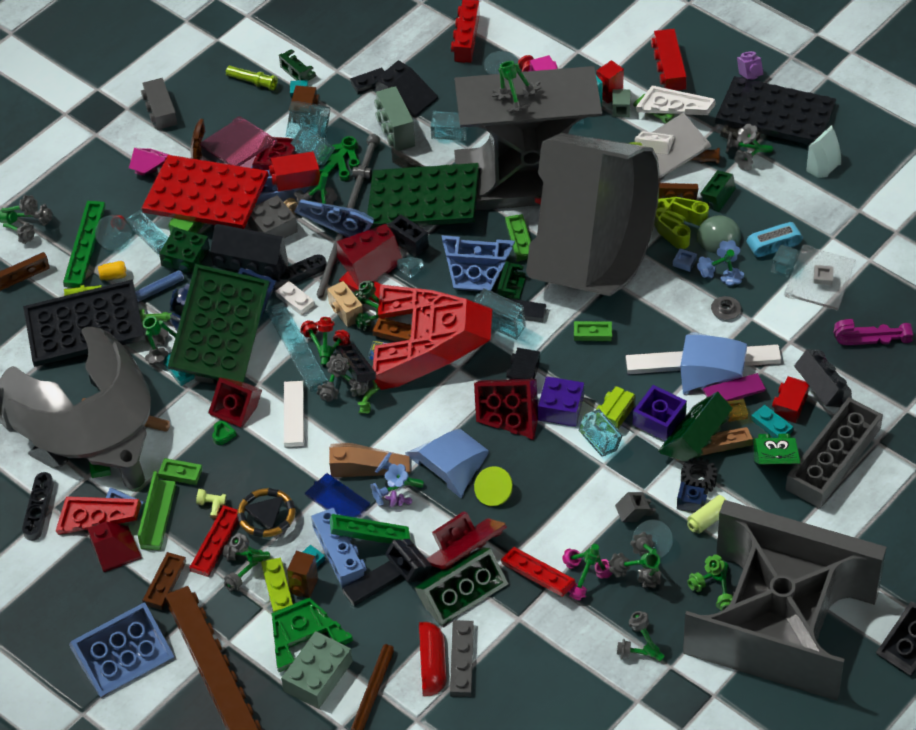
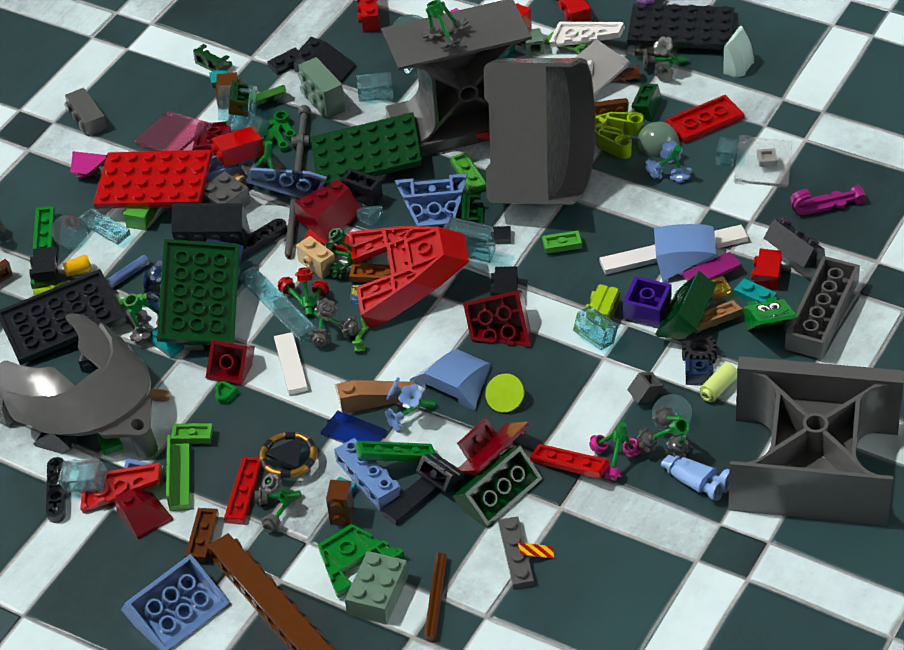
camera: 10 degrees left, 5 degrees down
(64, 498) = (82, 475): none -> clear light blue brick
(79, 267) = (44, 266): none -> black brick
(184, 250) = (144, 236): dark green brick -> none
(197, 137) = (131, 135): reddish brown brick -> none
(217, 501) = (235, 453): yellowish green piece -> none
(258, 78) = (177, 75): lime pin -> none
(276, 584) = (314, 518): lime plate -> none
(295, 298) = (264, 261): white plate -> none
(306, 121) = (238, 100): none -> dark green hinge
(349, 115) = (274, 92): none -> bright green plate
(359, 366) = (346, 307): black plate -> none
(393, 498) = (416, 421): medium lavender hair -> none
(403, 160) = (338, 123): clear smoke slope -> none
(432, 658) = (486, 558): red brick -> none
(481, 660) = (536, 550): none -> sticker
(561, 401) = (549, 307): dark purple brick -> none
(639, 622) = (679, 489): plant -> none
(660, 611) = (698, 476): none -> light blue piece
(684, 260) = (632, 166): medium blue plate -> none
(717, 569) = (741, 423): bright green plant -> none
(725, 314) = (682, 206): flat silver piece -> none
(769, 240) = (709, 135): medium azure beam -> none
(772, 215) = (705, 118): none -> red tile

